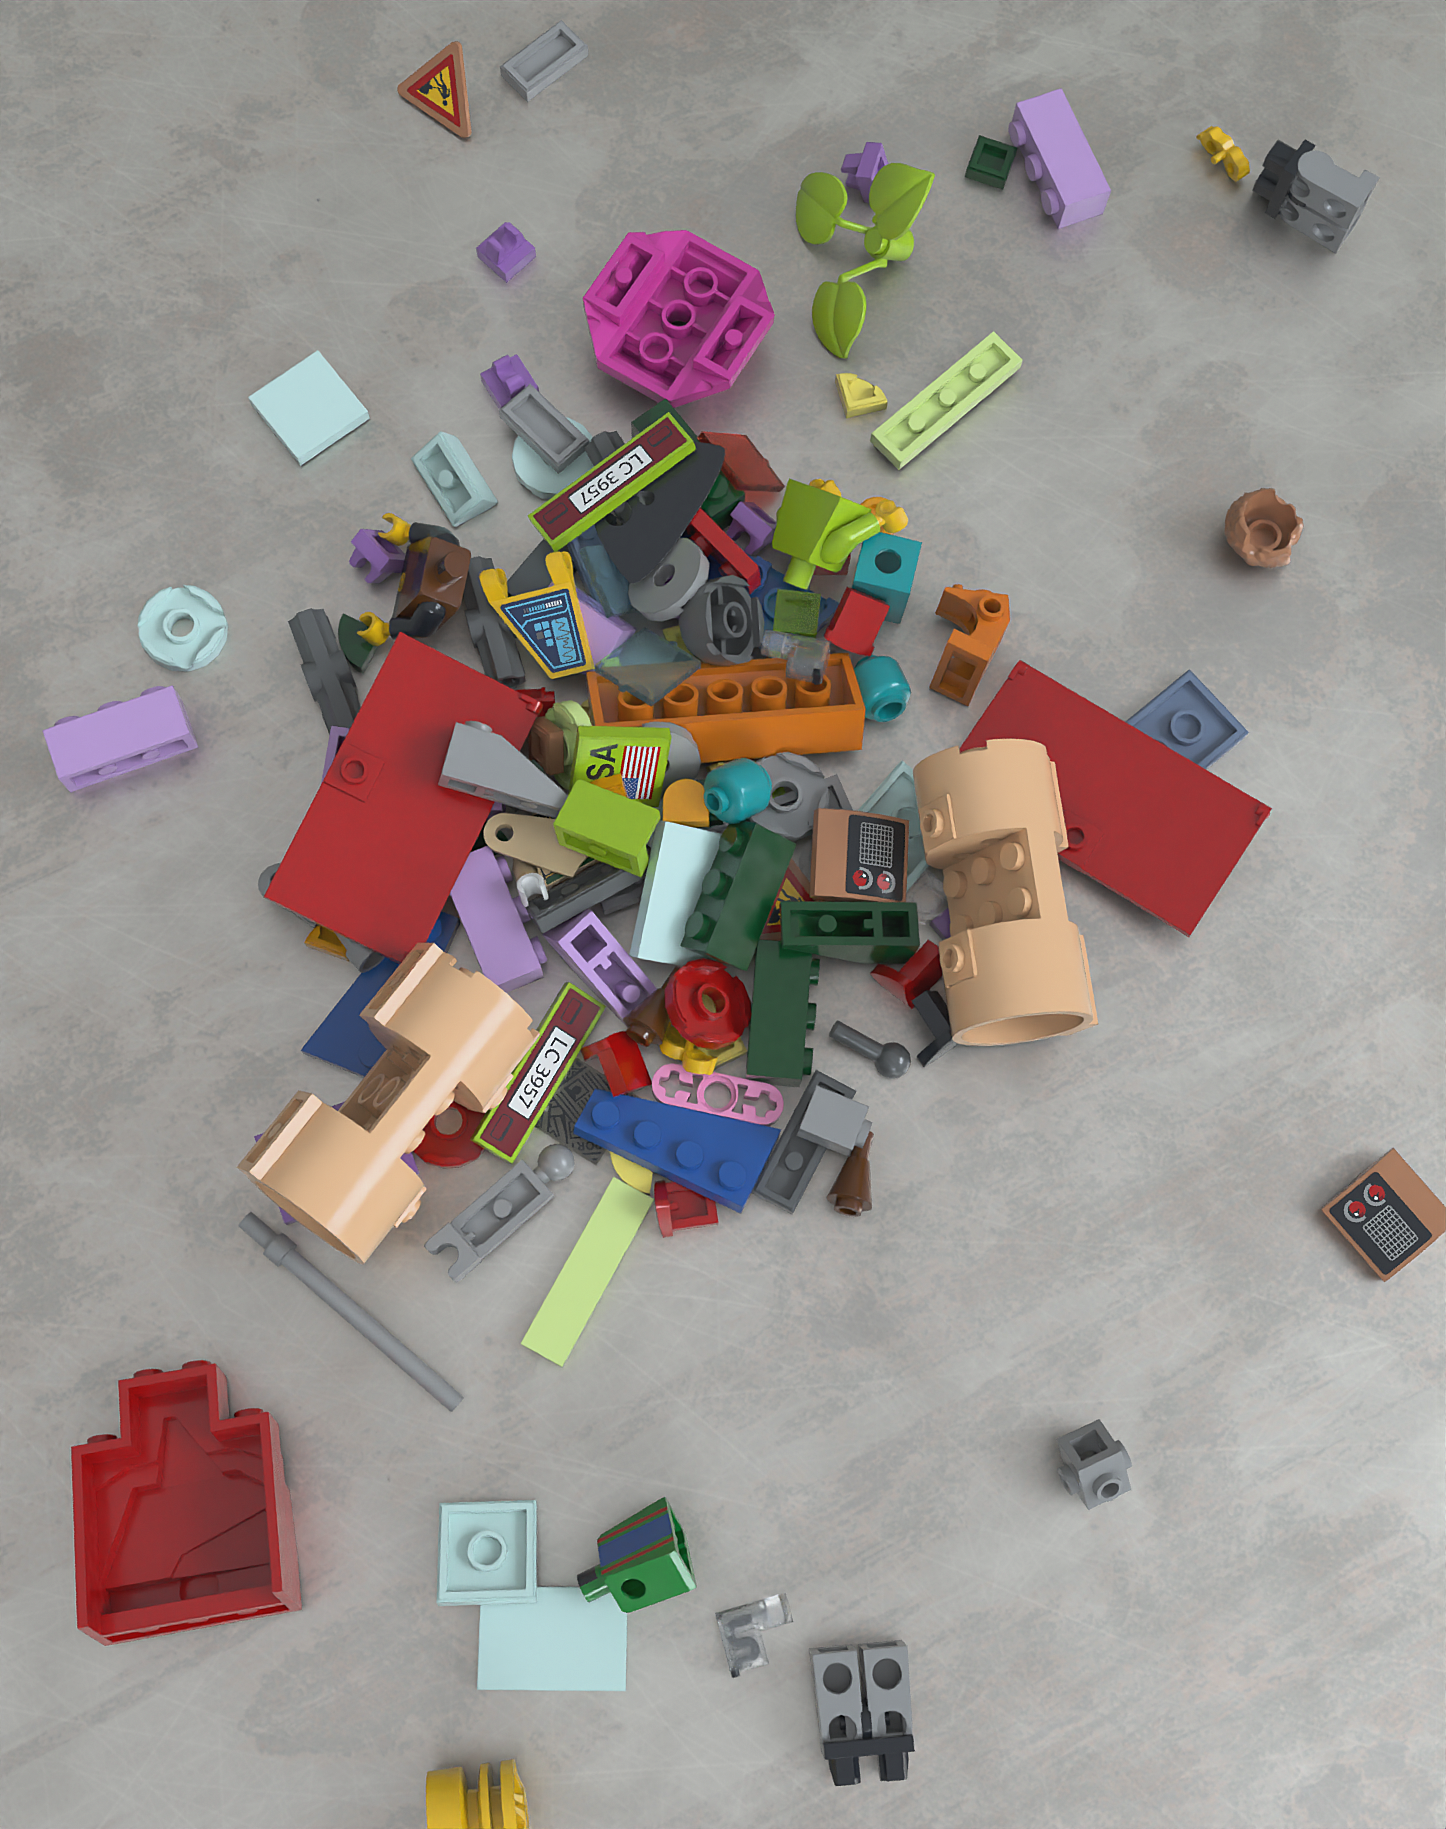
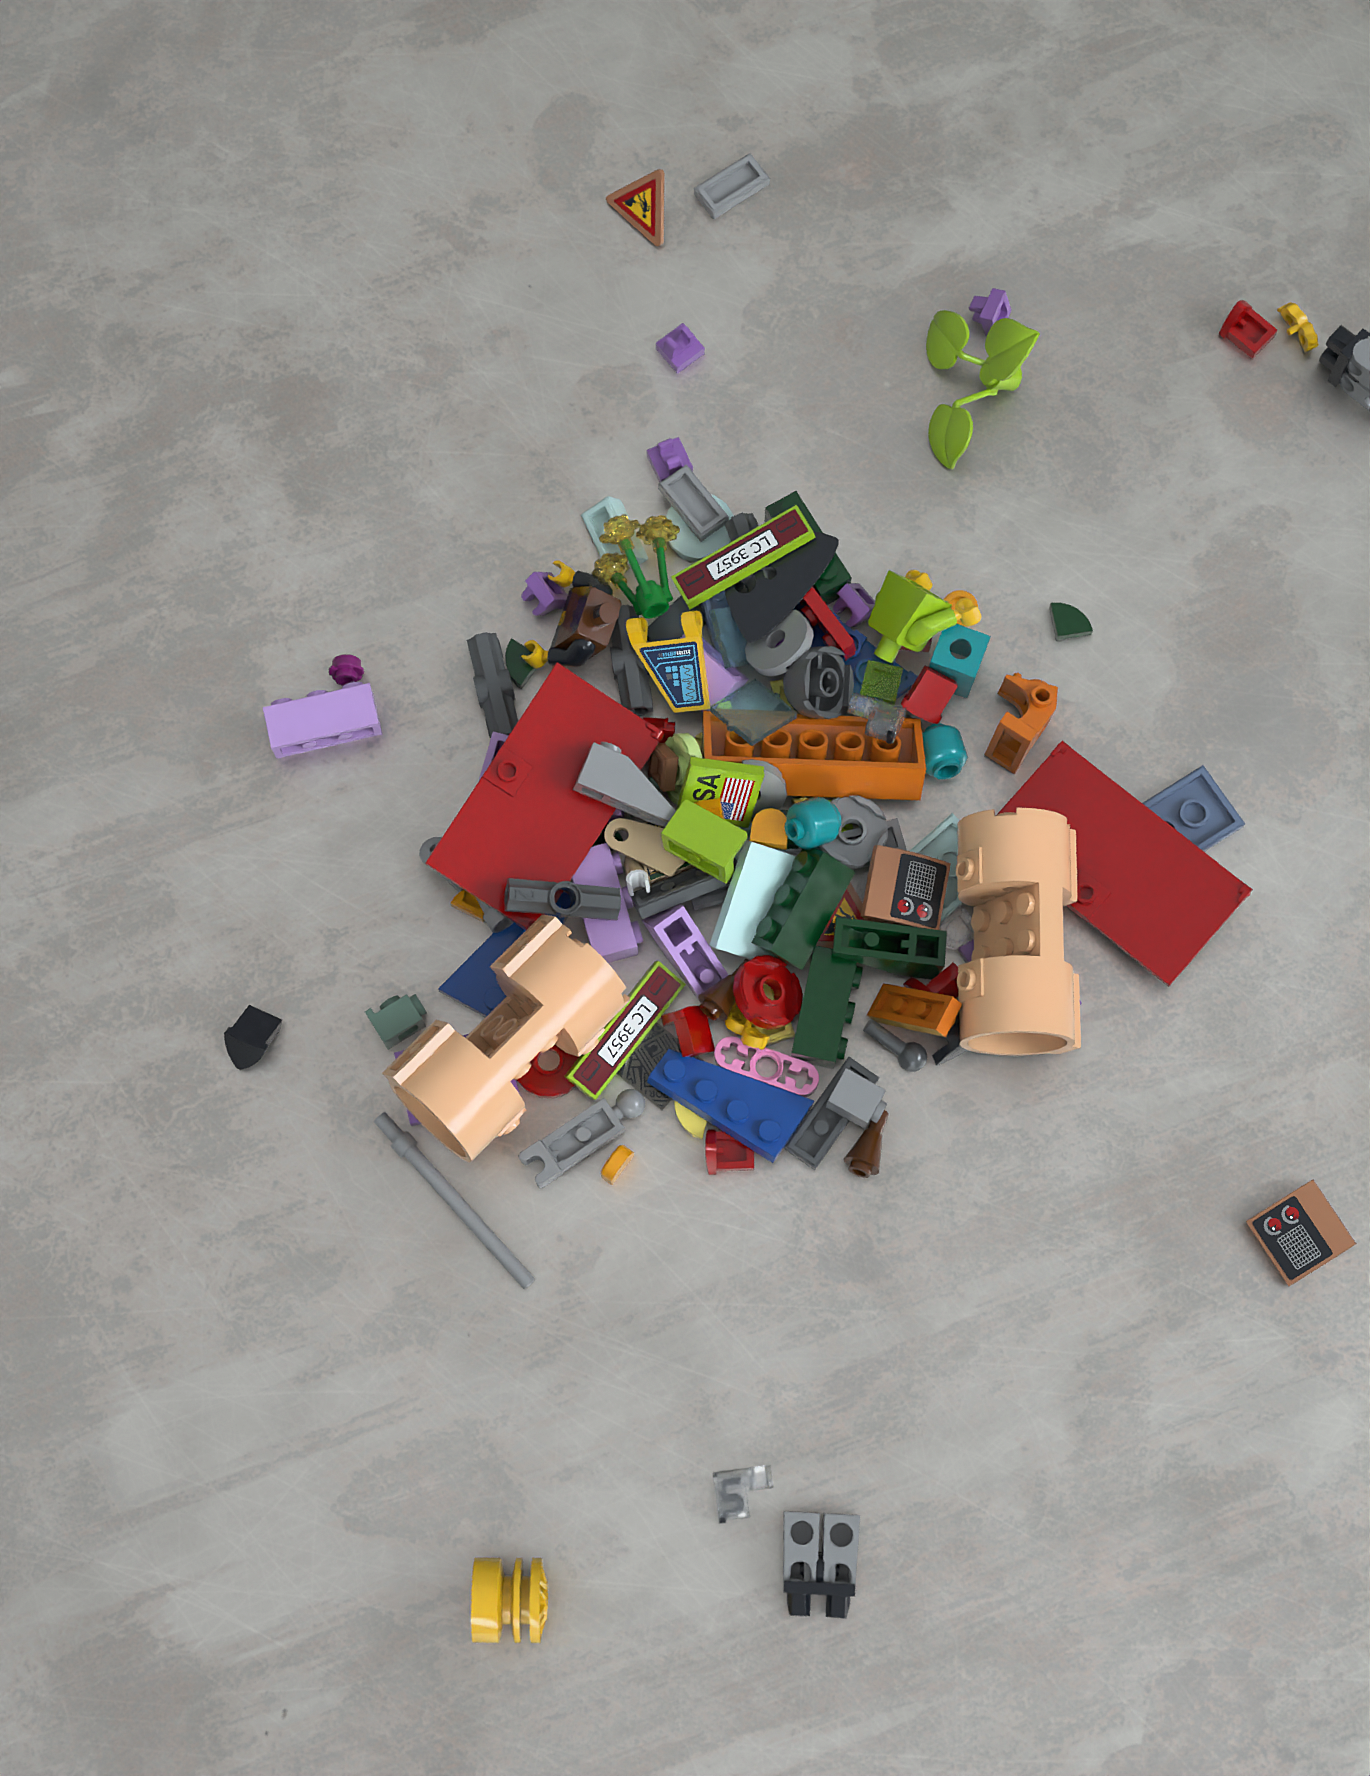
camera: 15 degrees right, 0 degrees up
(71, 1139) = (251, 1036): none -> black tile
(143, 673) = (346, 669): none -> magenta plate
(181, 1513) = (308, 1336): red panel -> none
(189, 651) = (390, 652): light aqua tile -> none
(253, 1094) = (397, 1019): none -> sand green brick
(309, 407) = (503, 463): light aqua tile -> none
(411, 920) = (538, 898): none -> dark grey piece
(487, 1553) = (539, 1401): light aqua tile -> none
(506, 543) = (650, 598): none -> plant
(548, 1239) = (616, 1163): none -> light orange tile
(553, 1643) = (583, 1474): light aqua tile -> none
(587, 1272) = (645, 1193): yellowish green tile -> none
(641, 1560) = (659, 1421): green torso -> none
(666, 281) = (814, 389): dark pink piece -> none
(744, 463) = (854, 550): clear red piece -> none
(858, 395) = (958, 502): light yellow tile -> none
(891, 1003) = (914, 1009): none -> orange plate
(945, 400) = (1031, 515): yellowish green plate -> none
(991, 162) = (1098, 313): dark green tile -> none
(1007, 519) = (1069, 621): none -> dark green tile
(1059, 158) = (1155, 317): lavender brick -> none
(1093, 1464) = (1033, 1403): light grey brick -> none
(1165, 163) = (1247, 329): none -> red tile
(1263, 528) = (1281, 654): nougat hair -> none

